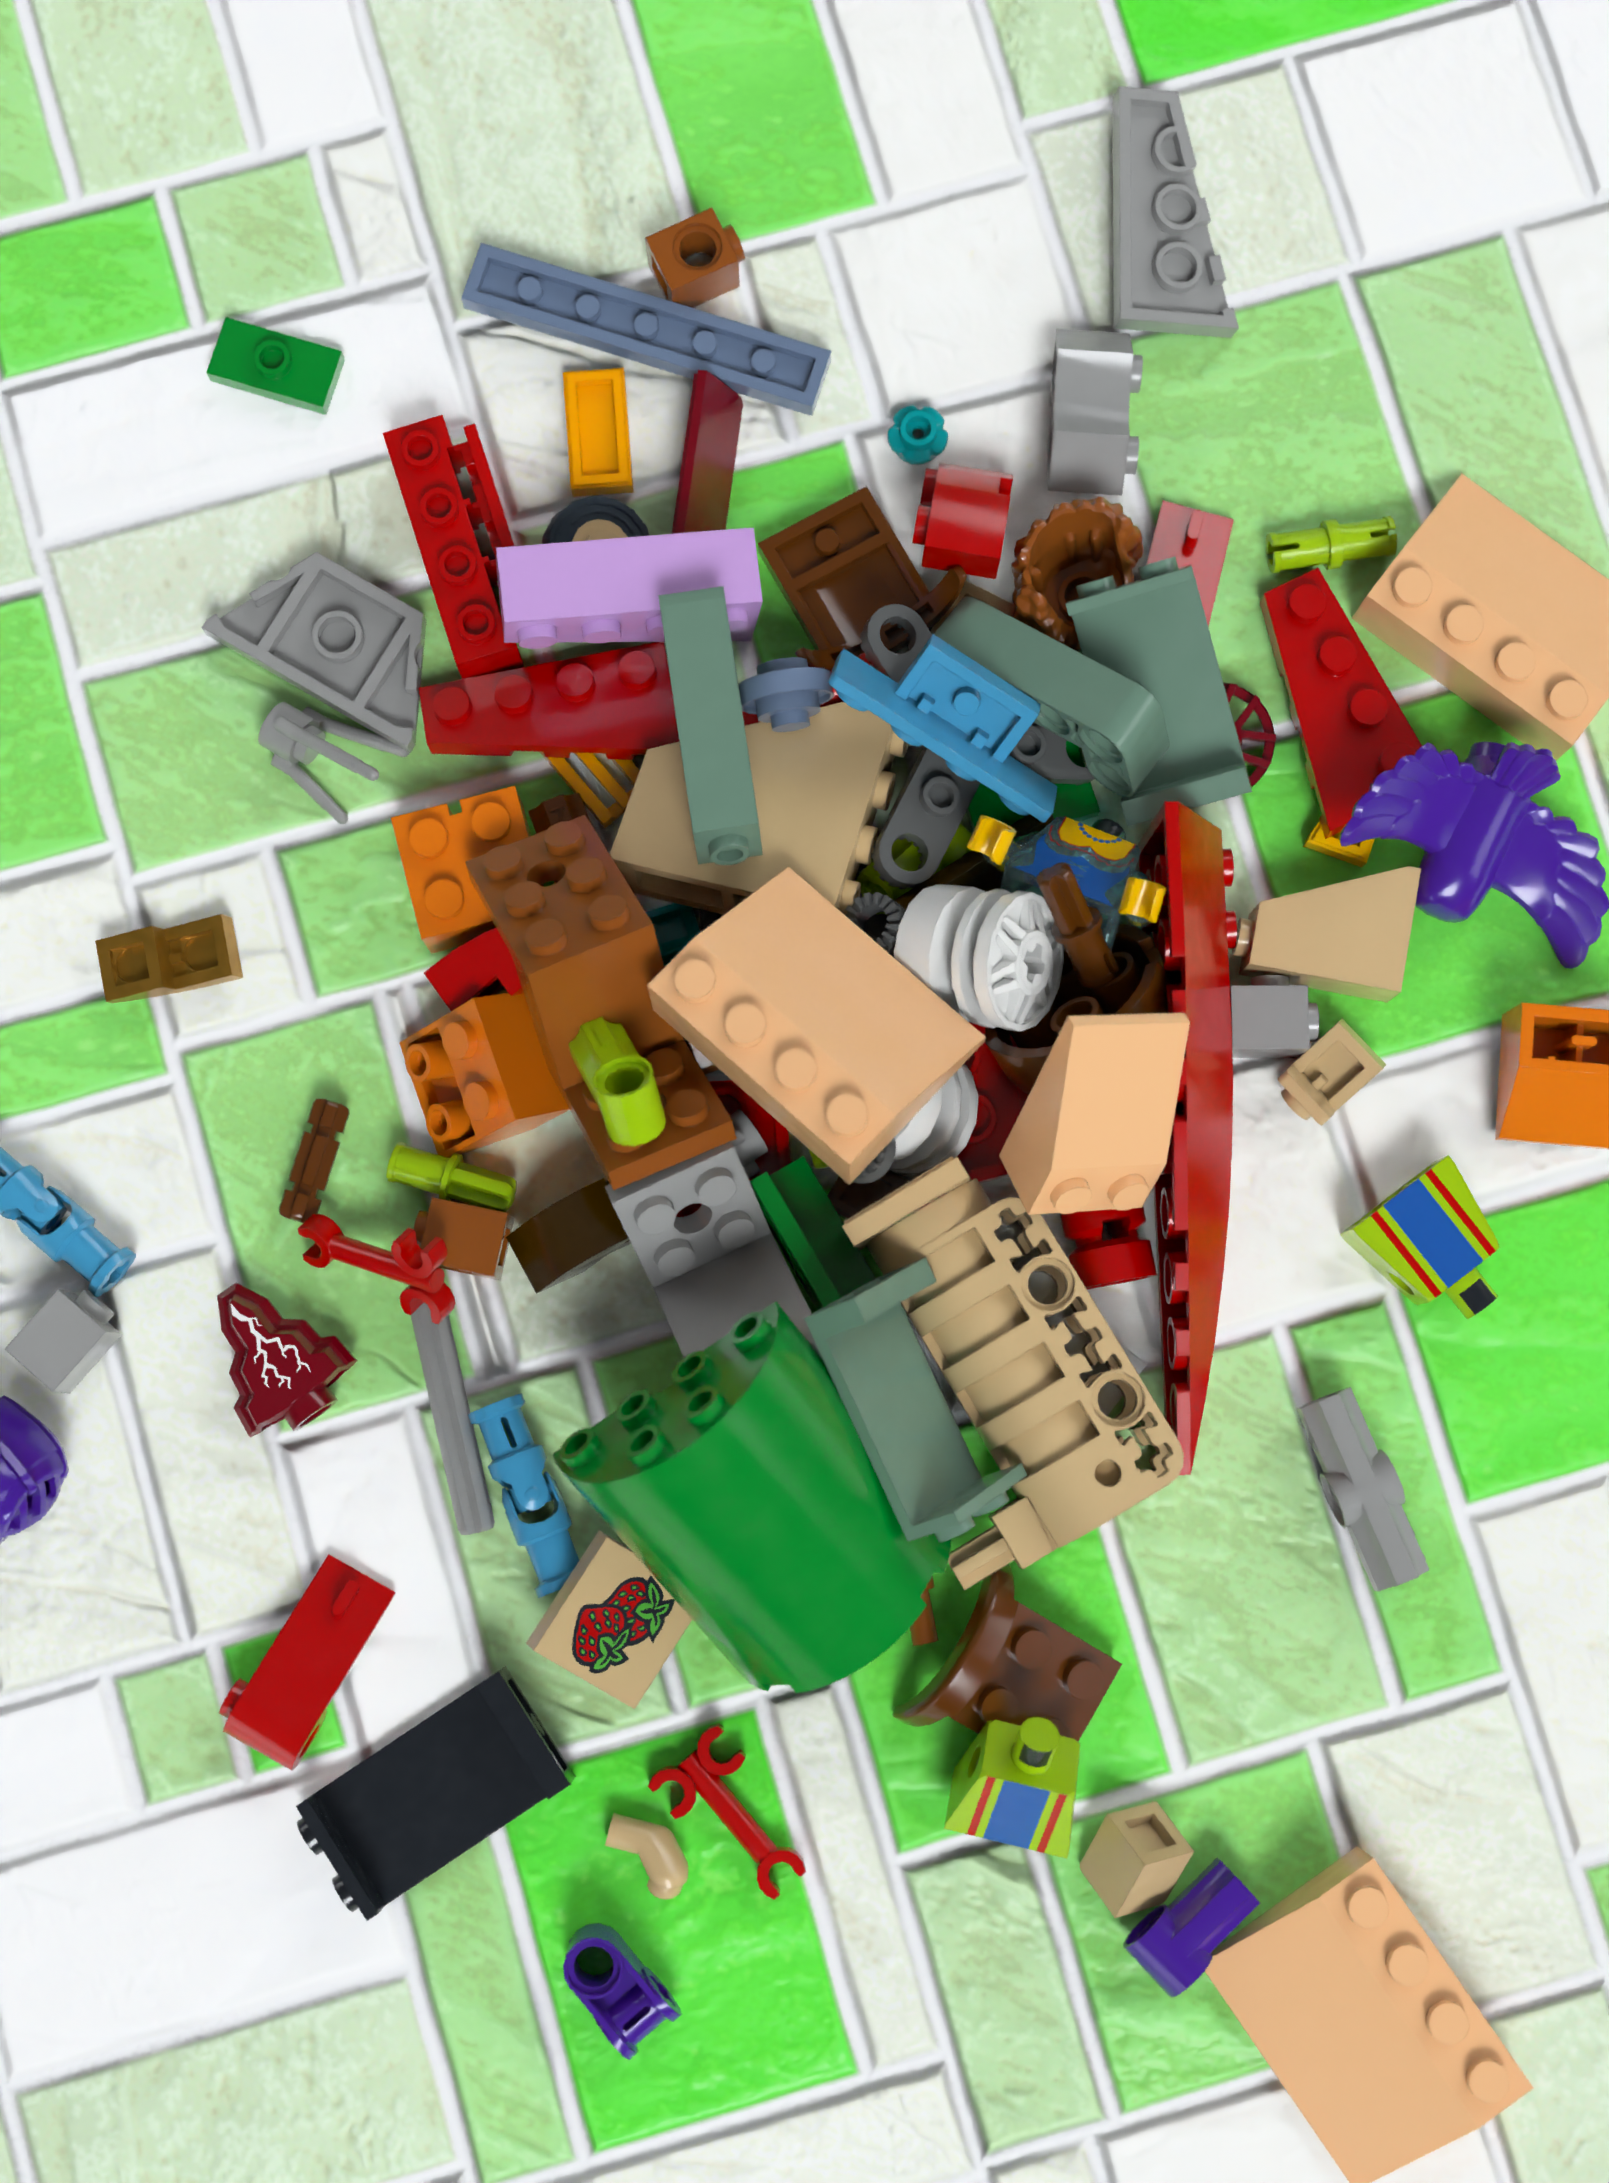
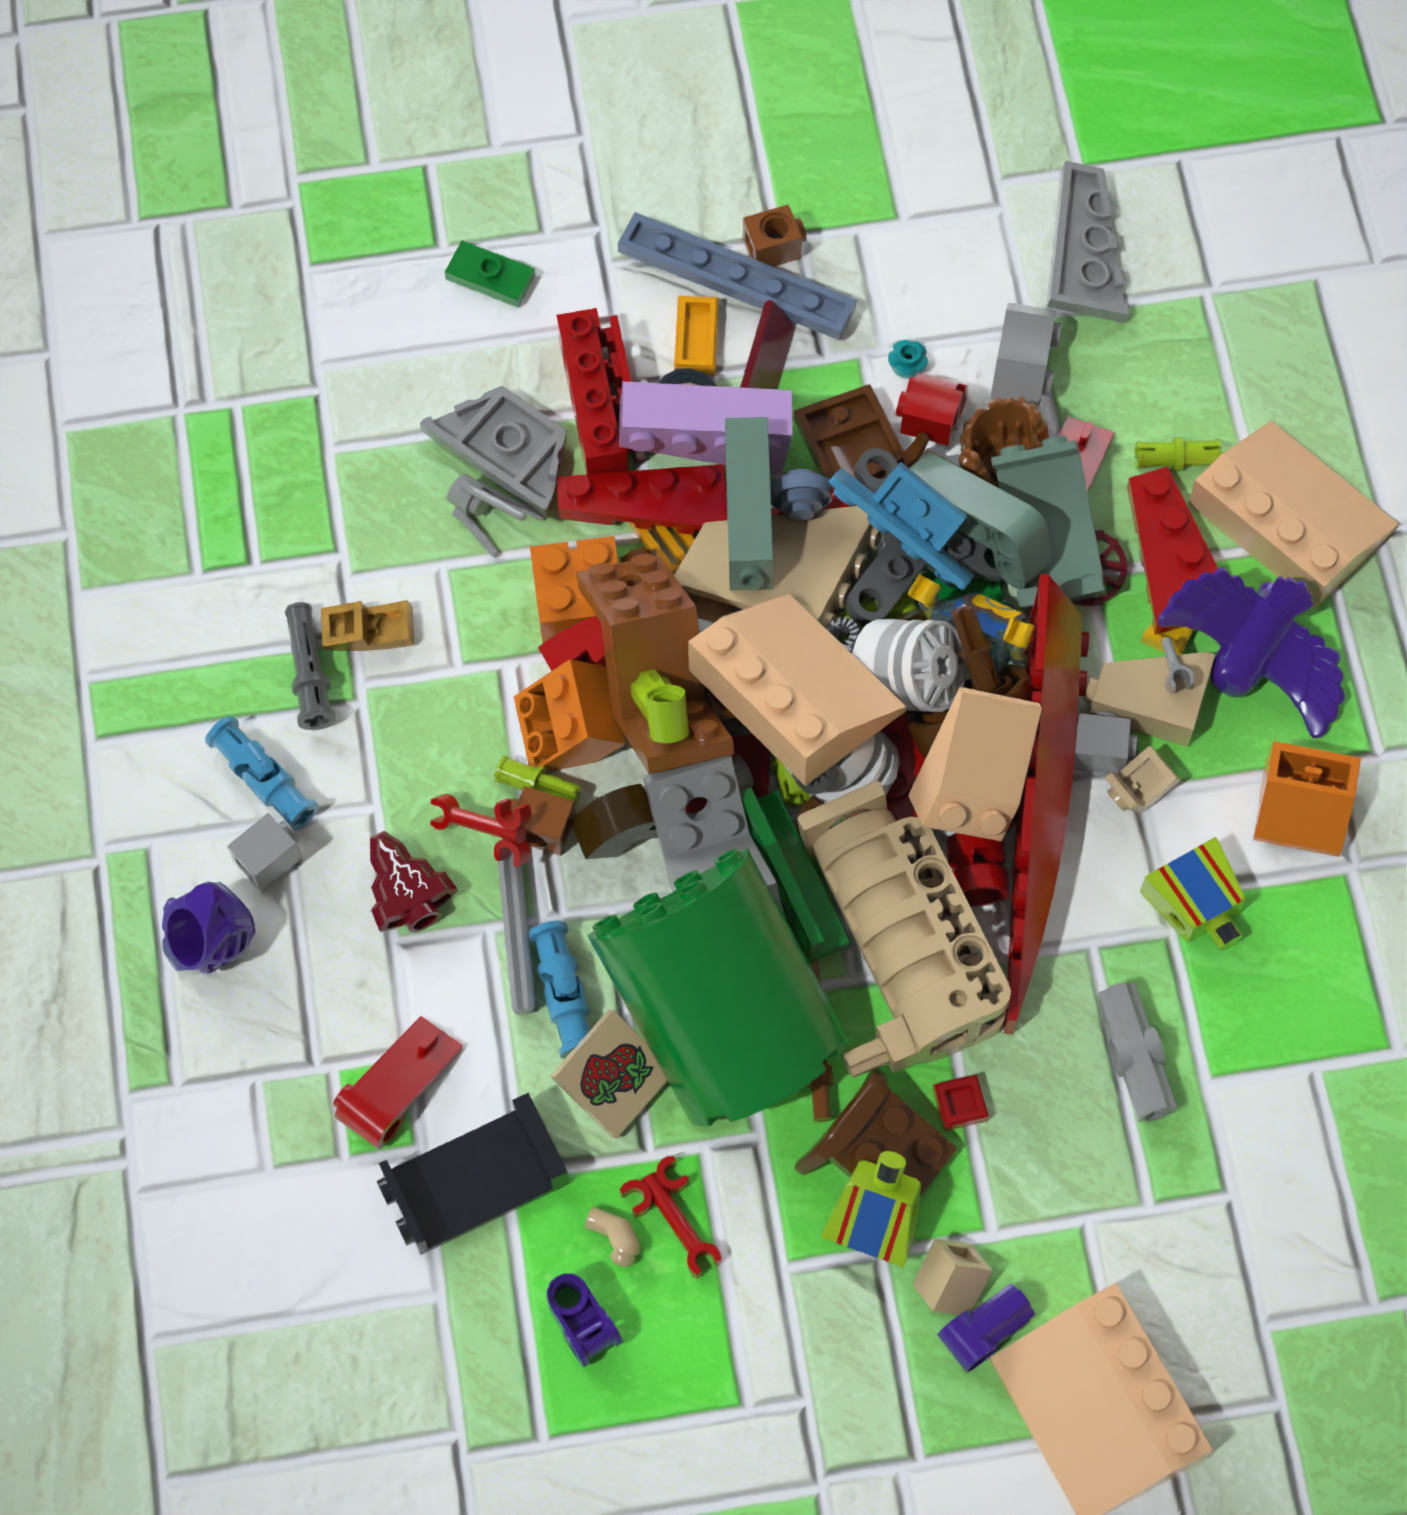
camera: 10 degrees right, 15 degrees down
(95, 1061) = (310, 683): none -> dark grey pin
(314, 1160) = (446, 761): reddish brown axle -> none
(903, 1410) = (821, 936): sand green panel -> none
(1118, 1590) = (960, 1102): none -> red tile
(1366, 900) = (1175, 667): none -> light grey hand

